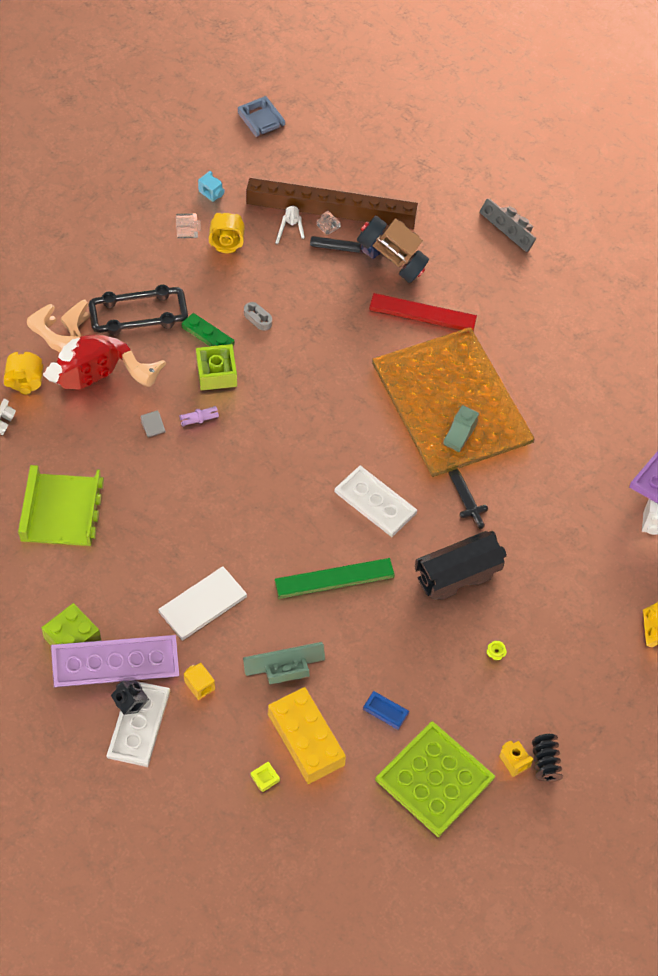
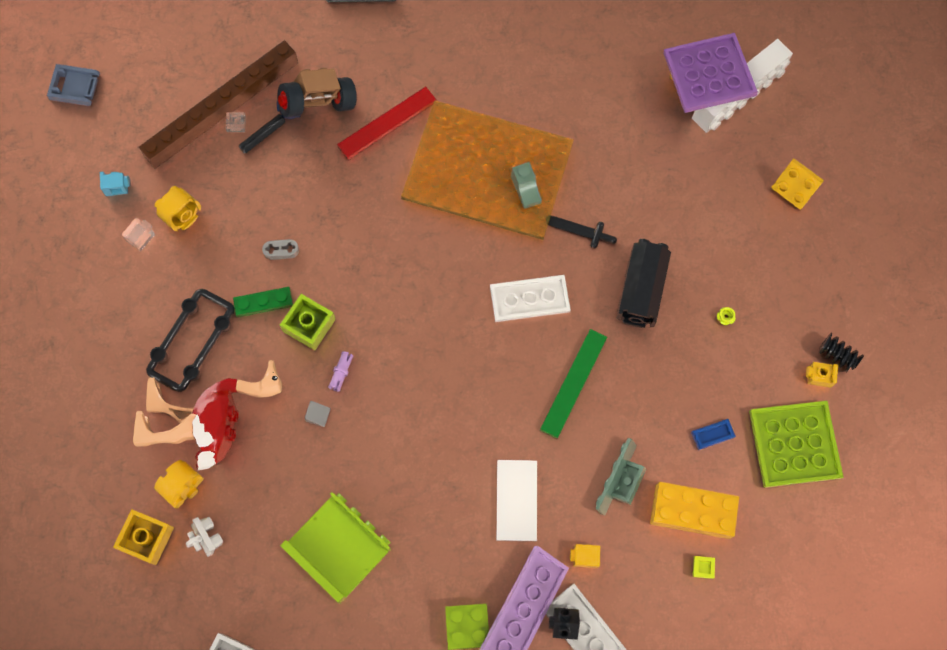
camera: 50 degrees left, 15 degrees up
(291, 217) = (205, 144): white plant -> none

